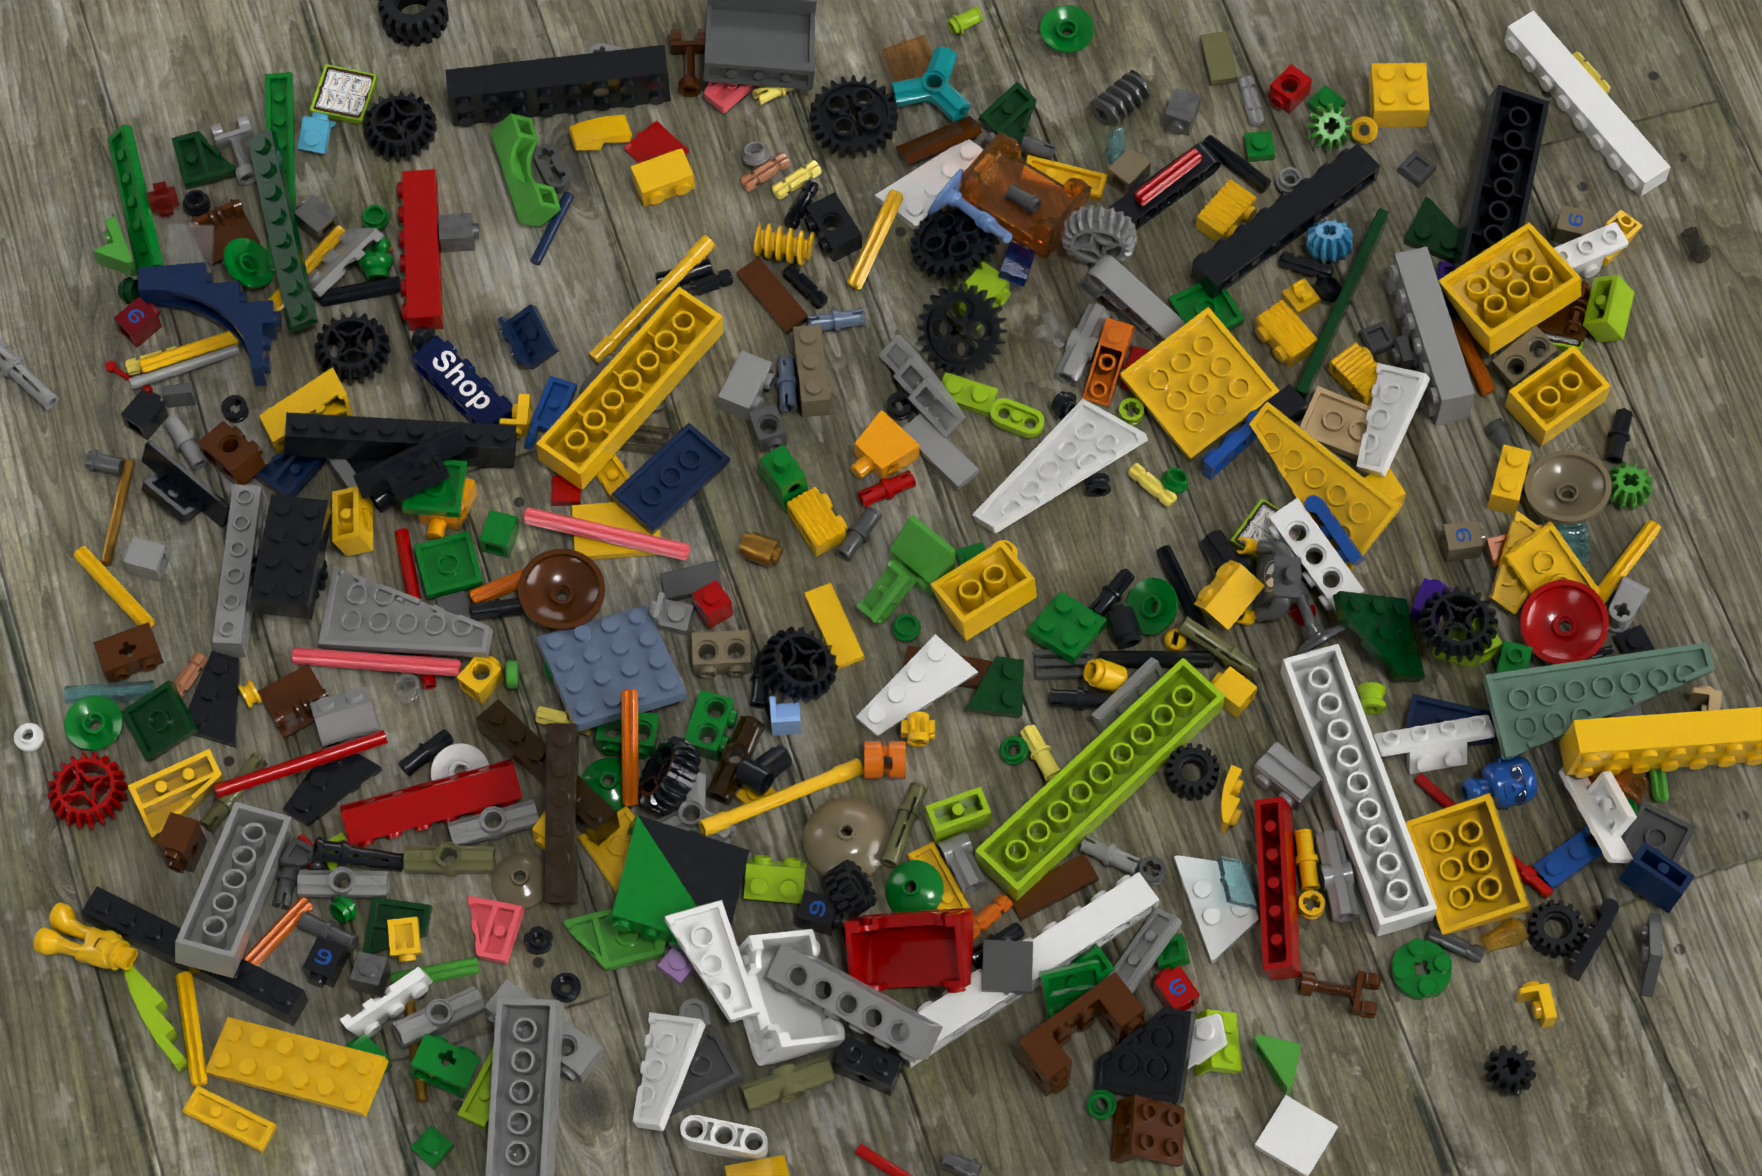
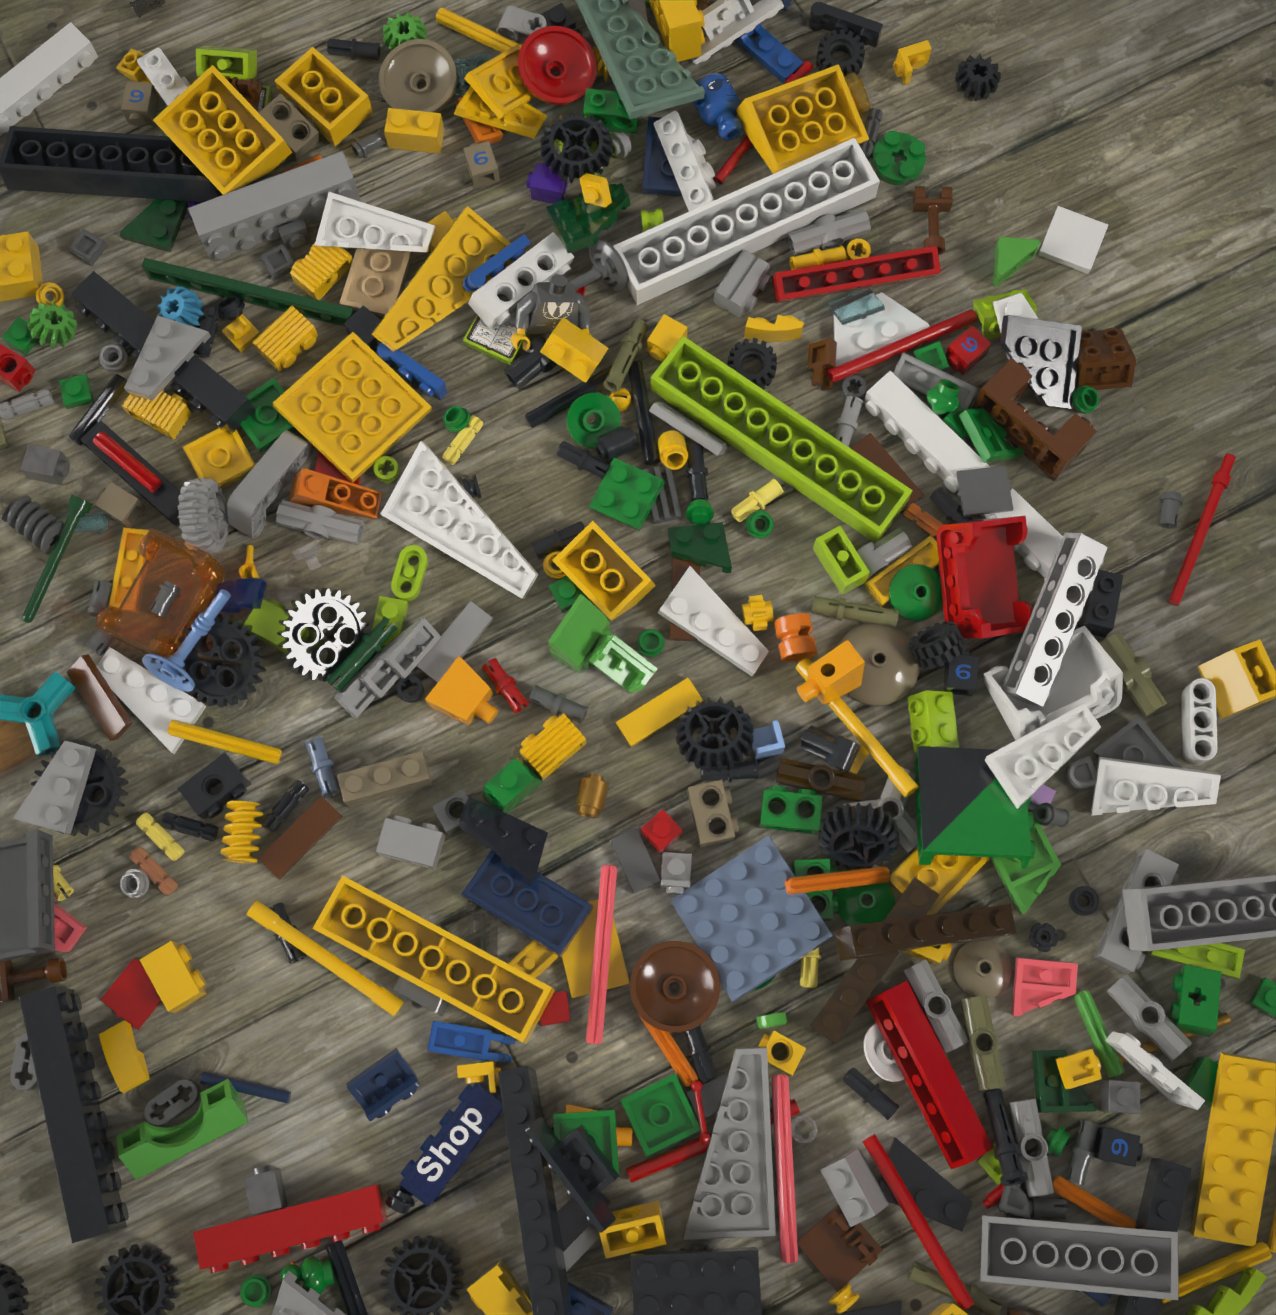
camera: 100 degrees left, 10 degrees up
(467, 598) = (704, 1136): none -> red hinge
(499, 534) = (617, 1067): green panel -> none
(655, 970) = (1048, 815): none -> dark grey pin
(708, 283) = (294, 907): black axle -> none
(733, 463) = (509, 837): none -> black wing
(787, 383) = (400, 803): sand blue pin -> none
(832, 774) = (833, 674): none -> light orange torso
(851, 95) = (59, 790): none -> light grey wing
(945, 369) = (362, 653): none -> dark green pin
(1010, 113) = (62, 631): dark green wing -> none
(1028, 555) = (557, 540): none -> black axle
(1035, 693) = (699, 512): none -> green plate
(1044, 276) = (248, 569): none -> yellow hand
(1063, 403) = (389, 530): black plate -> none
(1119, 946) = (943, 397): none -> green animal
(1129, 133) = (77, 509): none -> dark green piece
(1166, 264) = (220, 457): none -> yellow tile
(1186, 841) = (821, 359): none -> reddish brown plate
(1191, 926) = (902, 345): none -> red piece
(1273, 214) = (162, 354): none -> light grey wing
(1402, 632) = (595, 190): none -> yellow plate
(1469, 680) = (621, 144): none -> light grey plate

